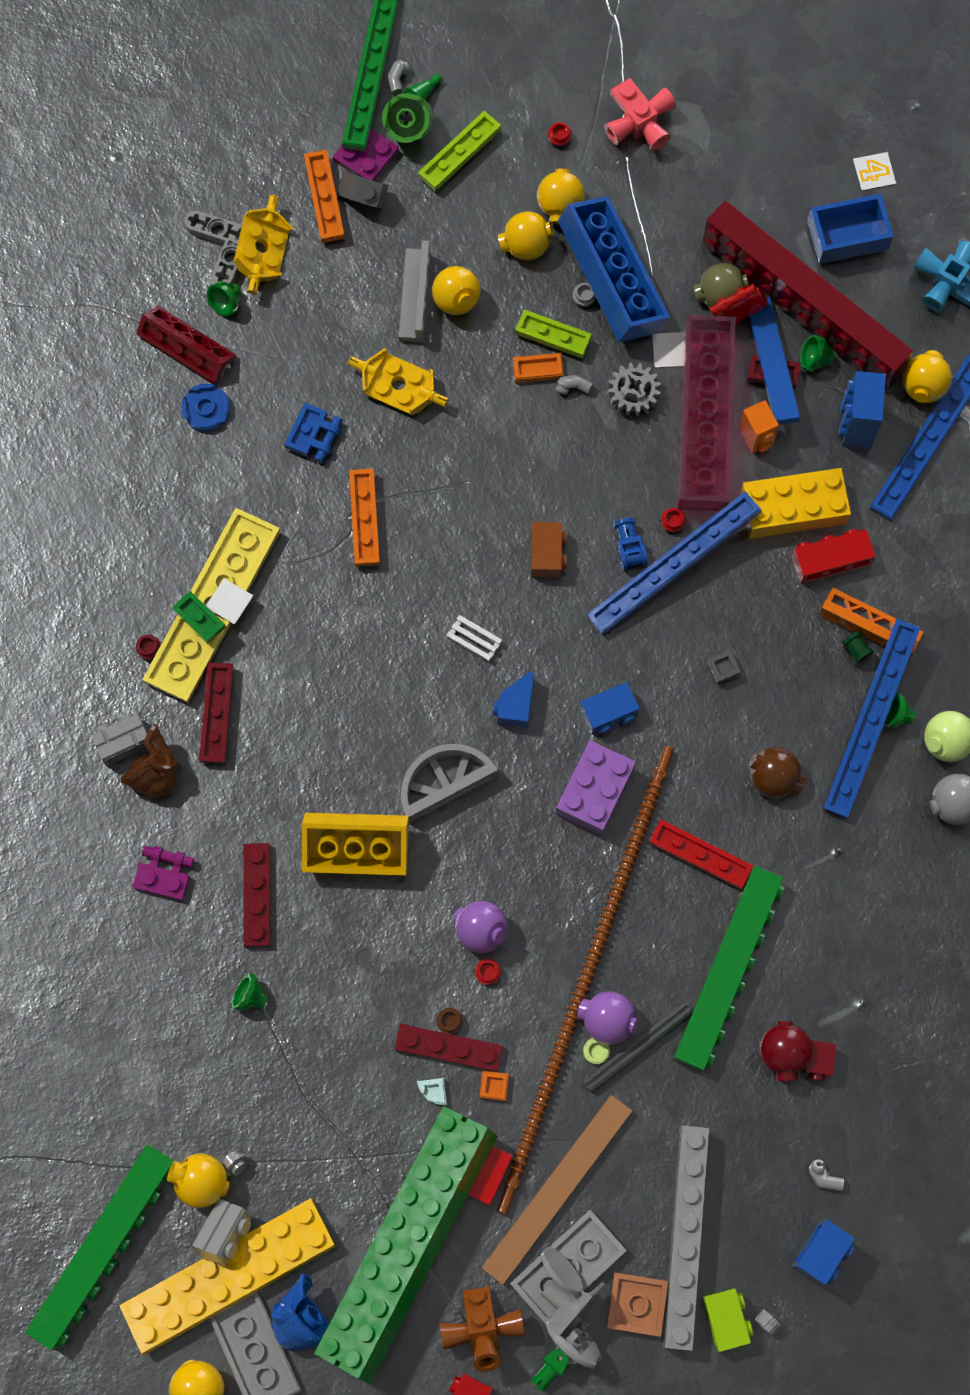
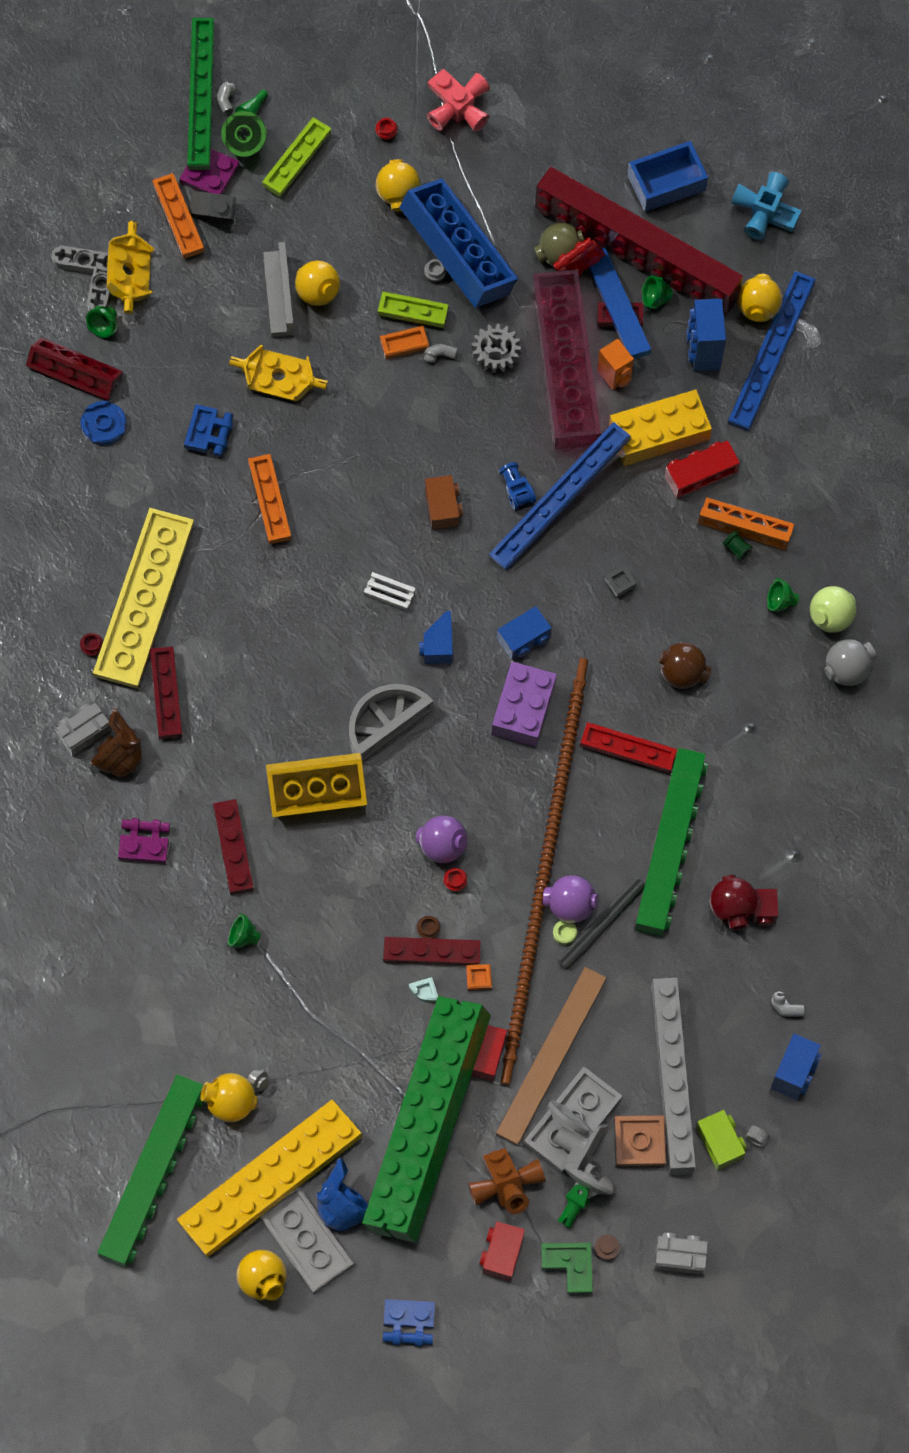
camera: 15 degrees left, 5 degrees down
(198, 617) = (135, 609): green plate -> none
(222, 1232) = (259, 1139): light grey brick -> none
(229, 601) = (159, 591): white sticker -> none
(526, 236) = (373, 225): yellow brick -> none
(668, 349) = (520, 308): white sticker -> none
(673, 520) = (552, 459): red plate -> none
(871, 718) = (760, 604): blue plate -> none
(874, 171) = (681, 121): white sticker -> none

